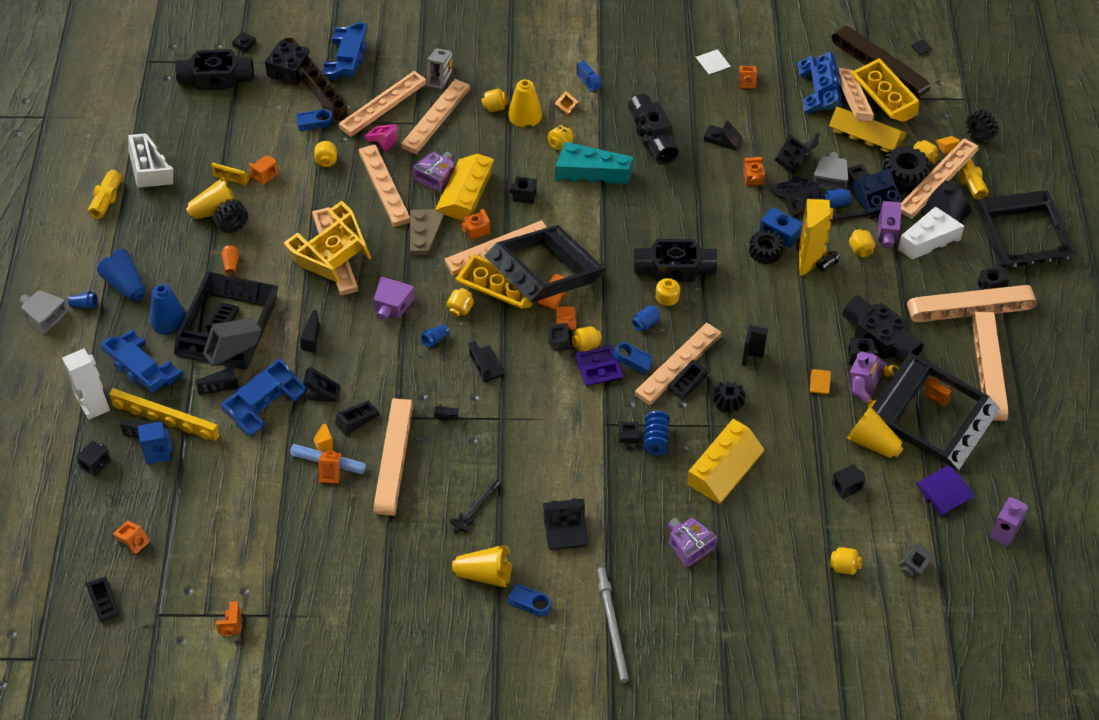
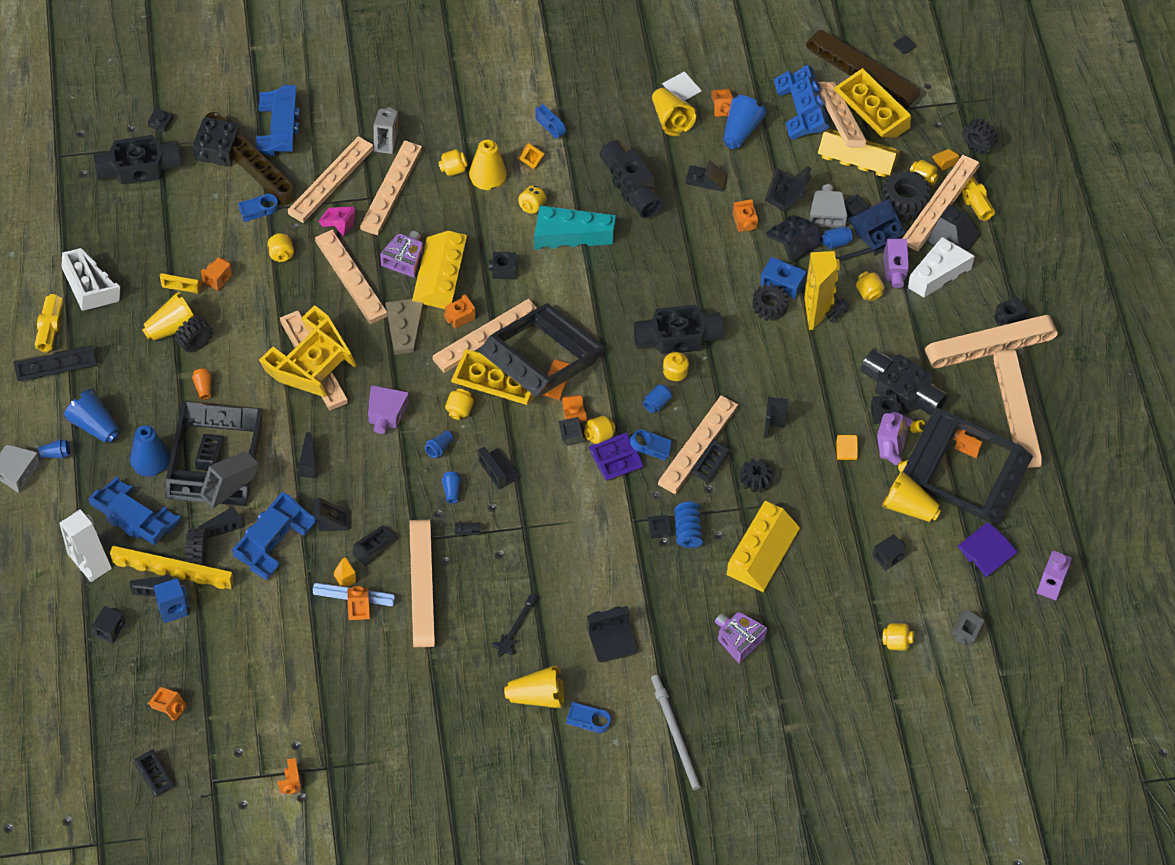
camera: 10 degrees left, 5 degrees up
(101, 227) = (54, 362): none -> black plate
(189, 397) = (196, 546): none -> black tyre
(439, 372) = (451, 485): none -> blue cone
(701, 79) = (673, 112): none -> yellow cone
(763, 91) = (742, 120): none -> blue cone
(1019, 204) = (1030, 220): black window -> none

